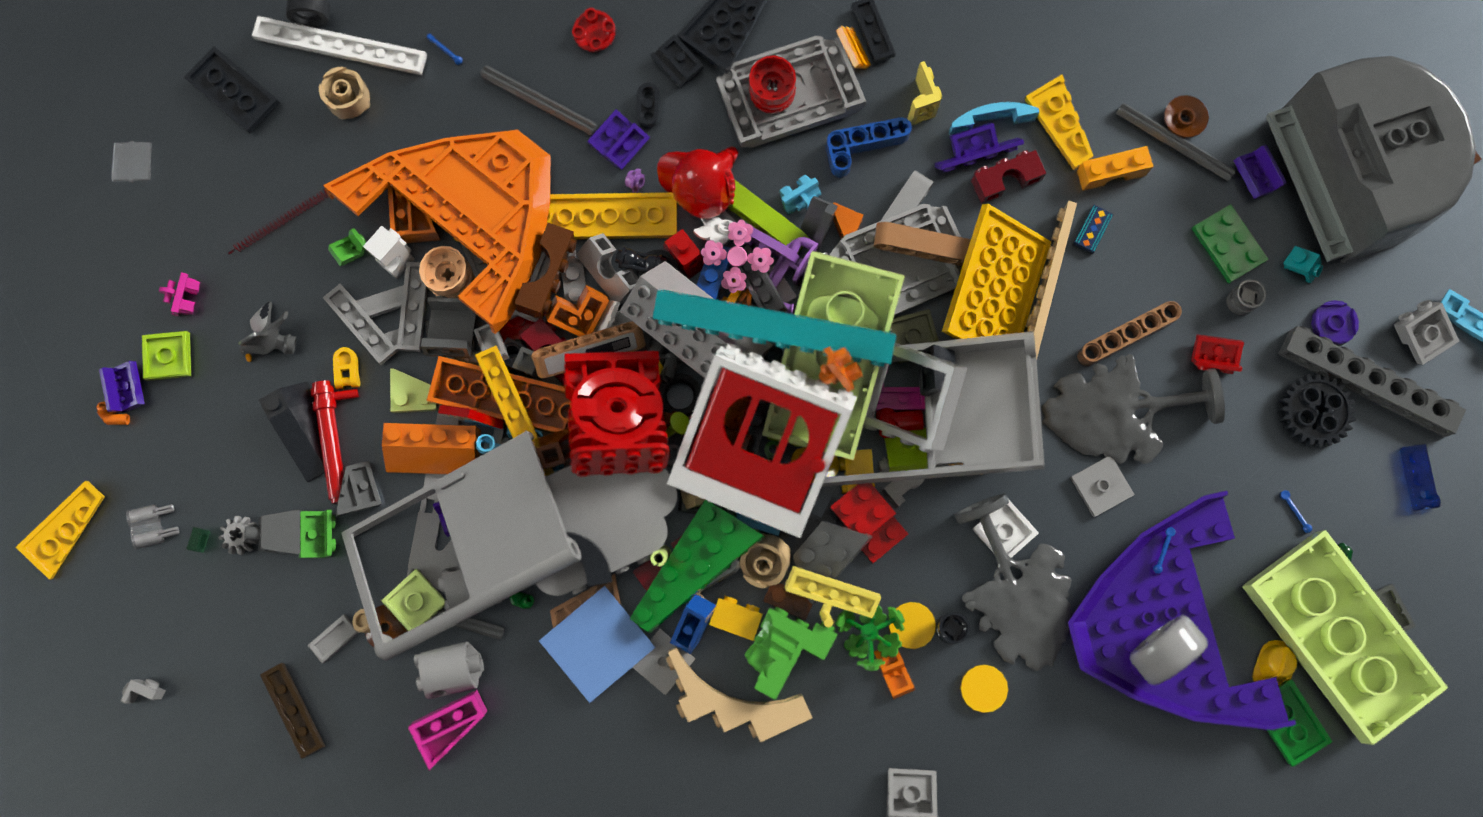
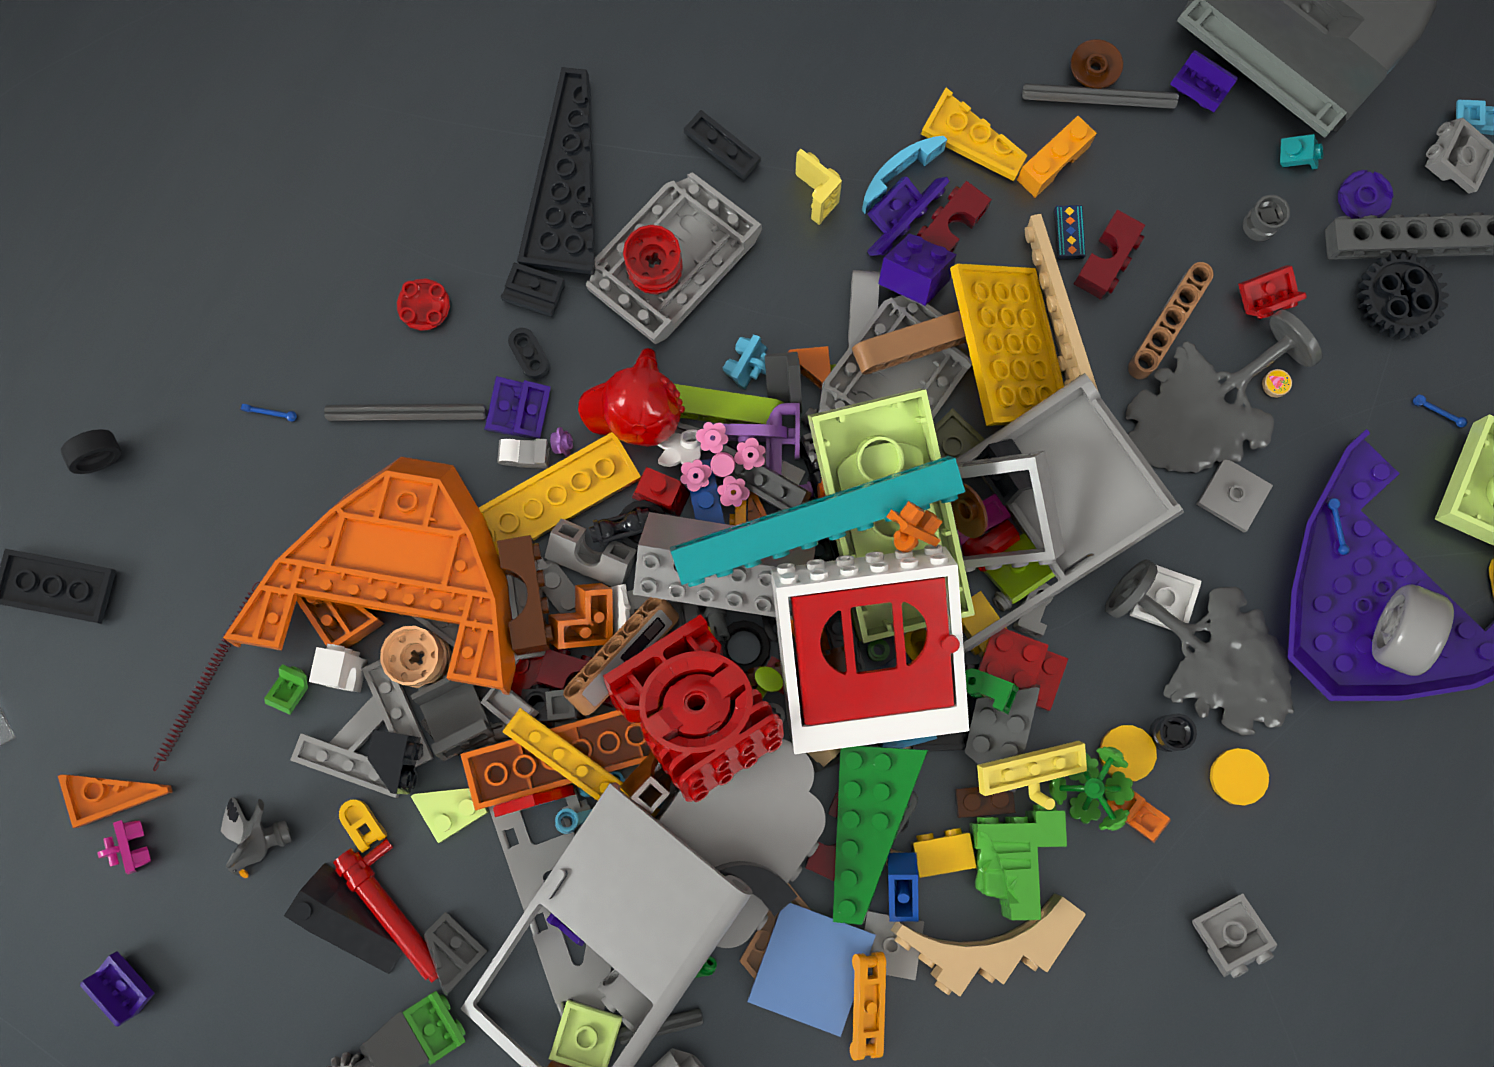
camera: 30 degrees left, 0 degrees up
(111, 418) = (125, 1030): orange arm -> none
(166, 355) = (148, 924): lime plate -> none
(180, 251) = (97, 798): none -> orange wing
(339, 45) = (147, 471): white plate -> none
(344, 93) = (170, 515): tan brick -> none
(392, 335) = (395, 760): none -> black slope
(428, 447) = (506, 860): orange slope -> none
(604, 174) = (524, 453): none -> light grey leg
(621, 692) = (868, 1006): none -> light orange plate
(665, 552) = (830, 836): yellowish green pin -> none
(761, 573) = (943, 775): tan brick -> none
(829, 512) = (994, 688): none -> green leg
(853, 47) = (712, 174): light orange tile -> none
(869, 142) = (787, 266): blue beam -> none
(888, 382) = (969, 513): none -> reddish brown dish
(959, 193) = (917, 269): none -> dark purple brick
(1129, 252) = (1120, 236): none -> dark red arch
(1183, 423) = (1276, 383): none -> tile
(1229, 243) = (1215, 172): green plate -> none

